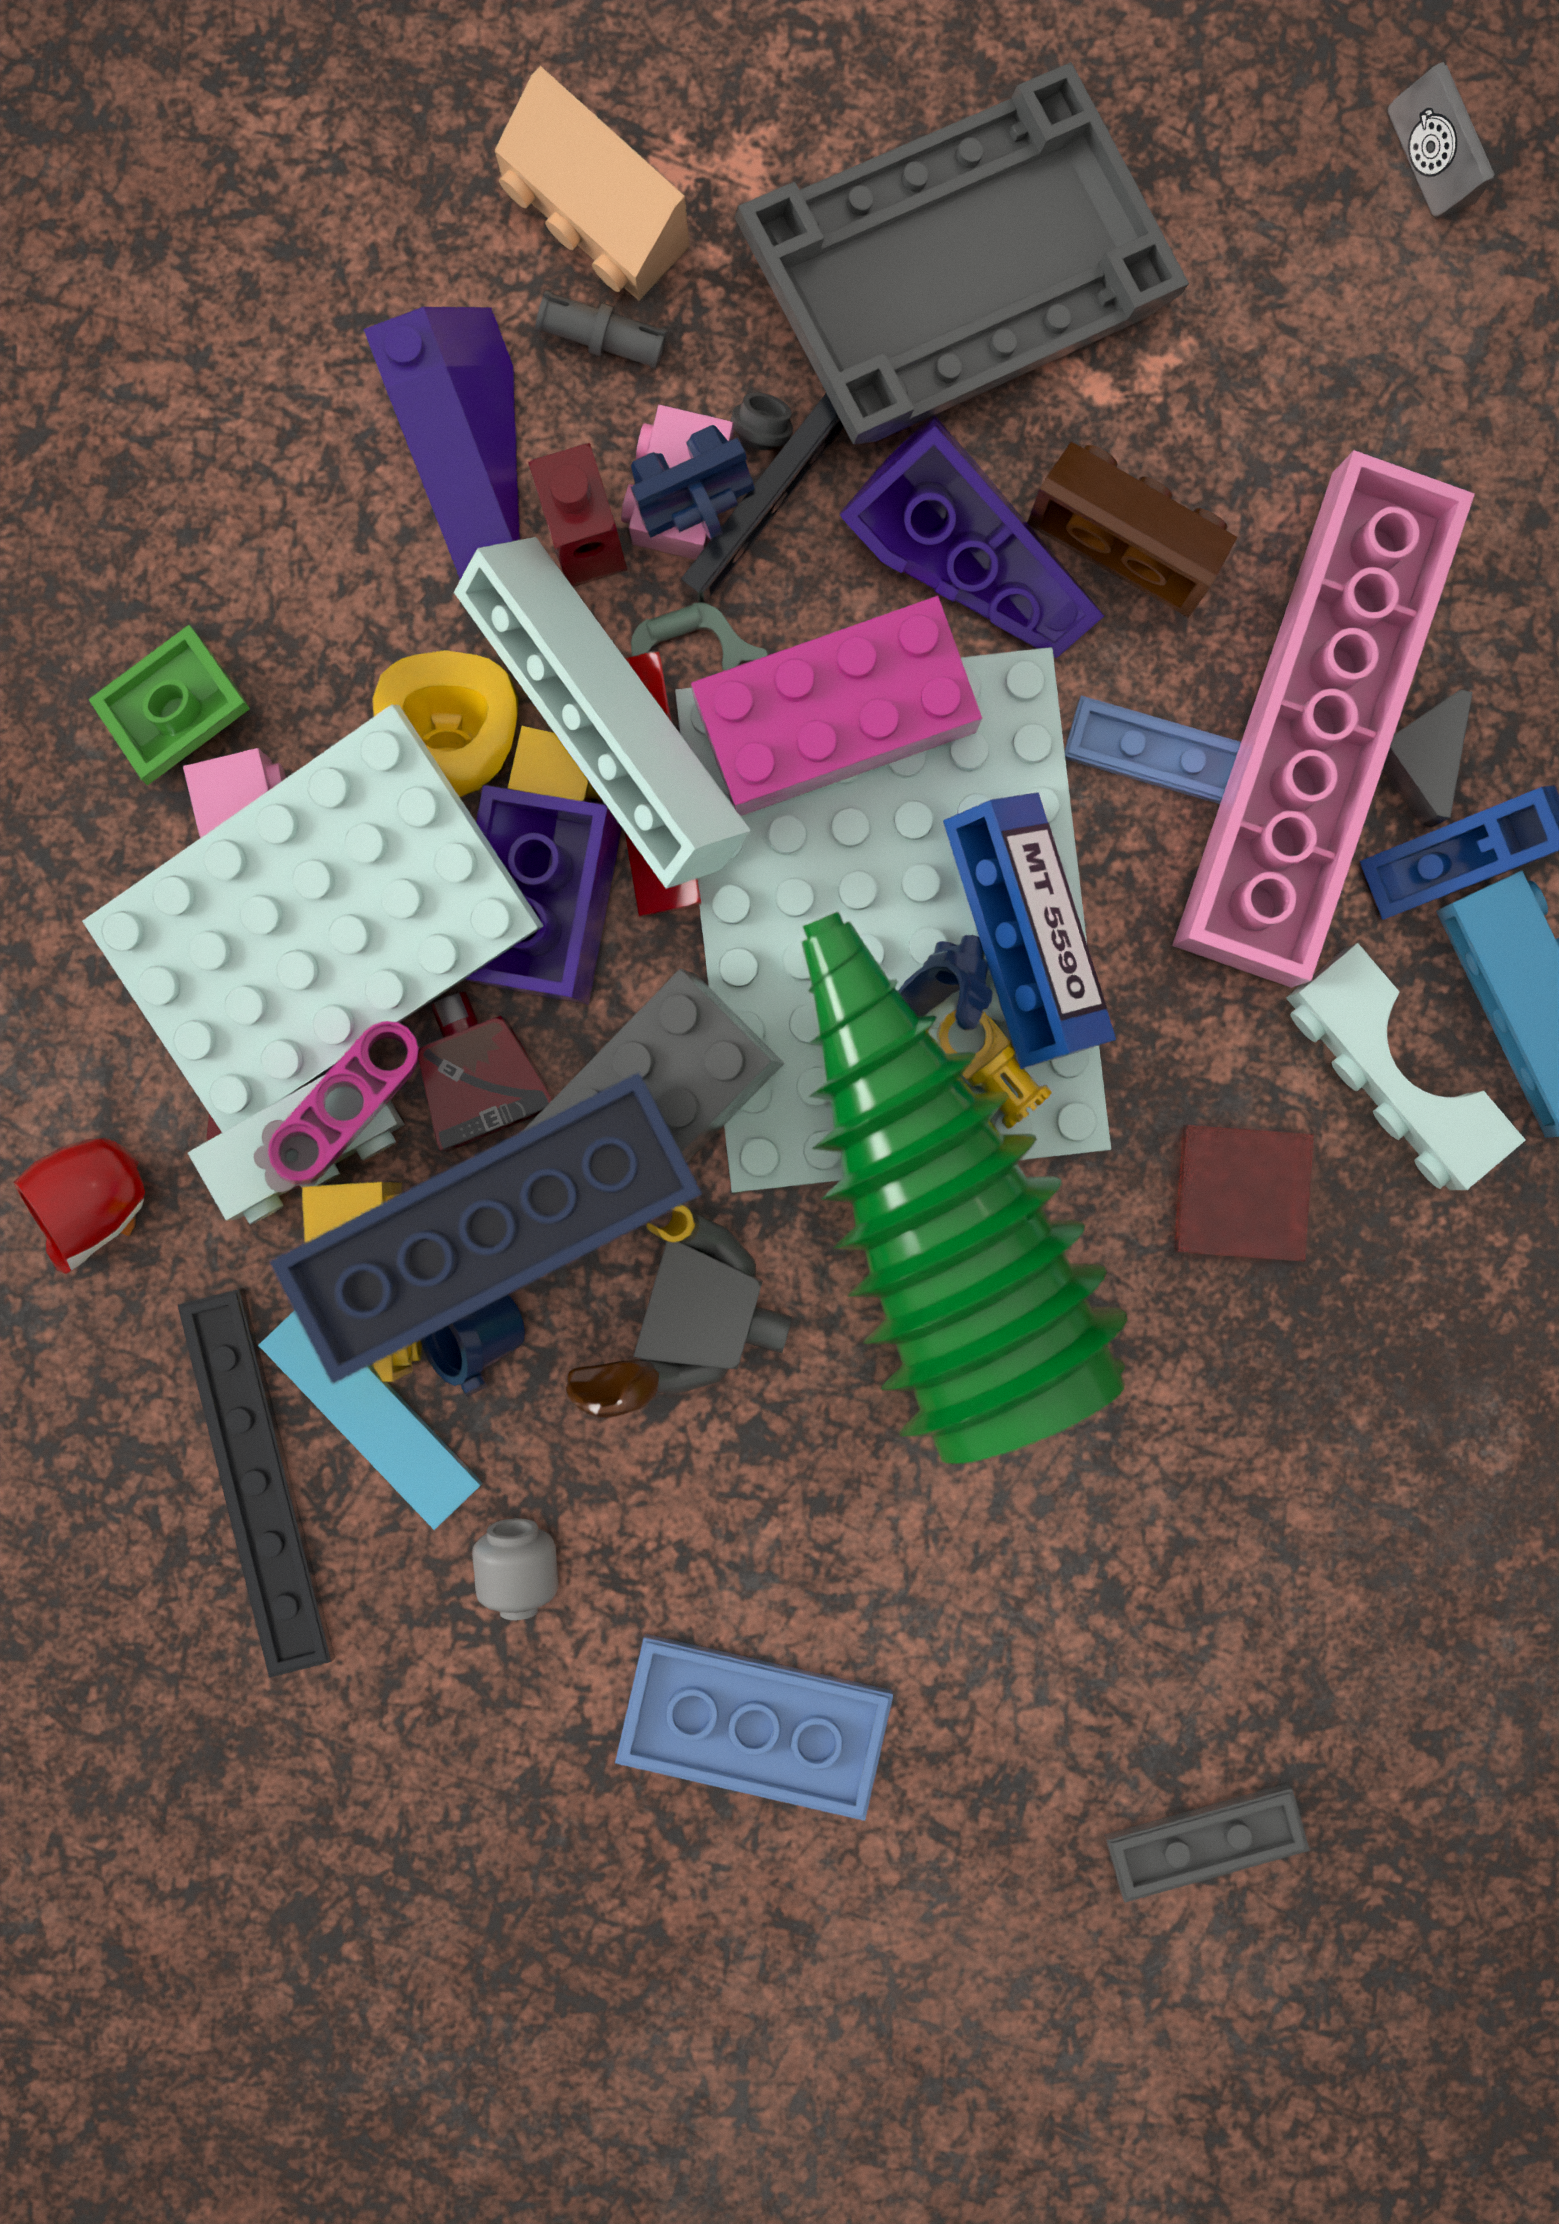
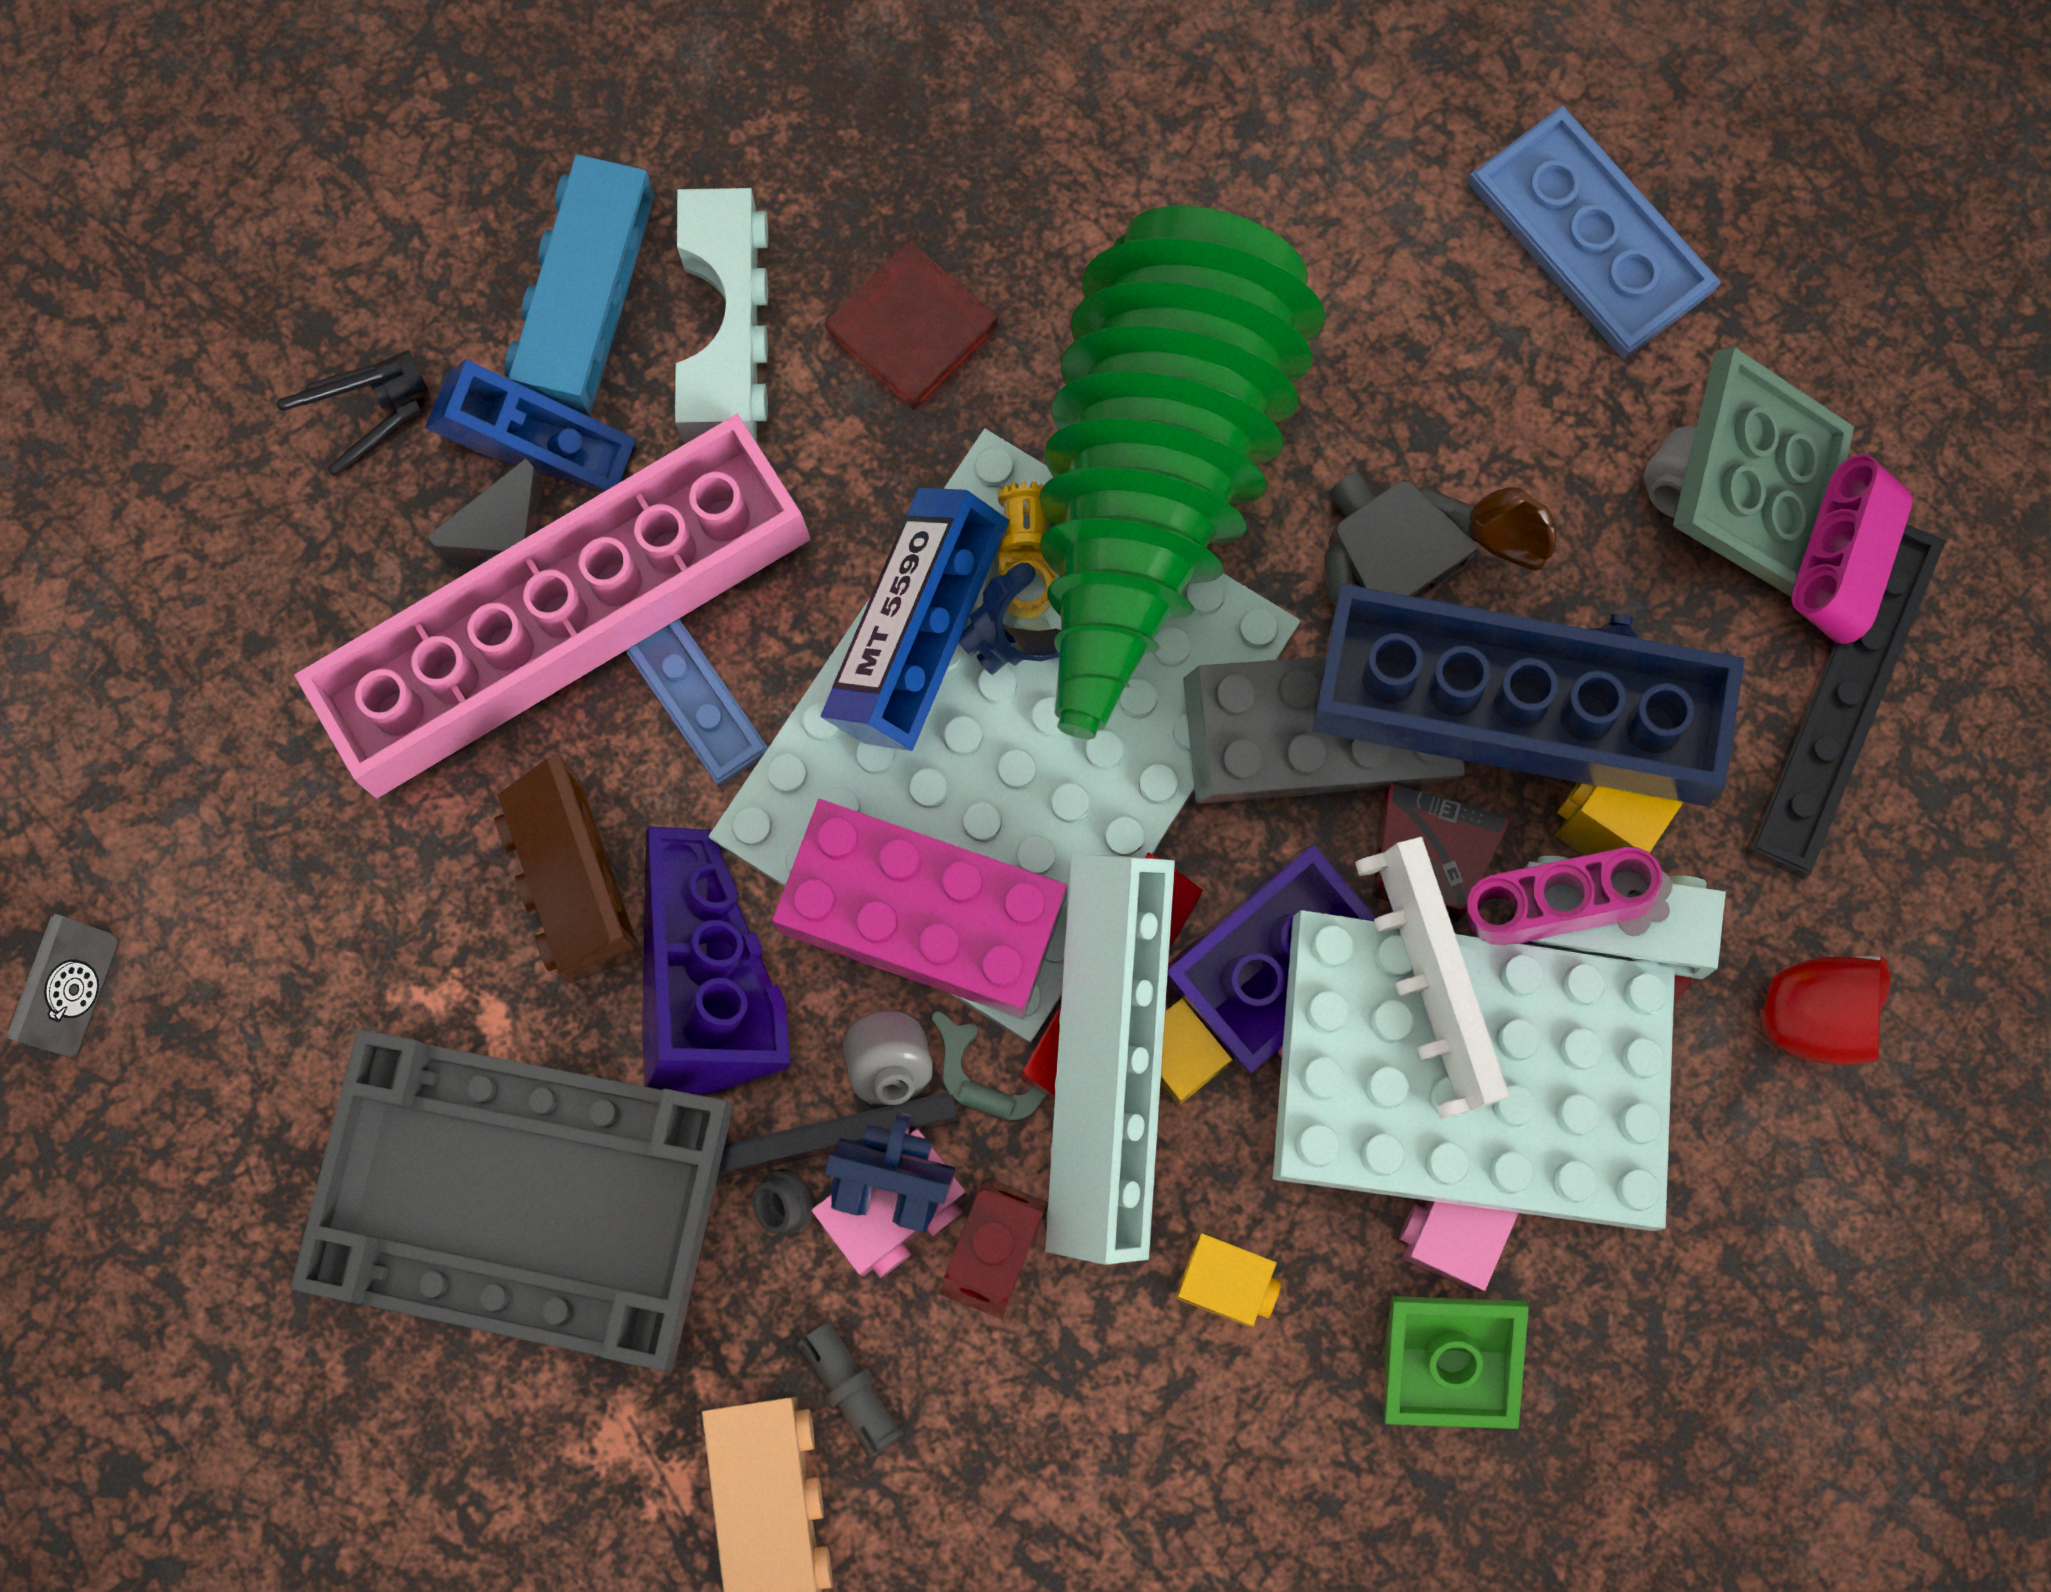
camera: 140 degrees left, 10 degrees down
(336, 1603) = (1852, 549): none -> dark pink beam
(378, 1426) = (1711, 620): medium azure tile -> none
(382, 627) = (1229, 1281): none -> yellow brick
(389, 954) = (1438, 976): none -> white hinge
(451, 1605) = (1759, 468): none -> sand green plate
(455, 701) = (1221, 1163): yellow hat -> none
(458, 416) = (1026, 1415): dark purple wedge -> none
(771, 584) = (887, 1058): none -> light grey head

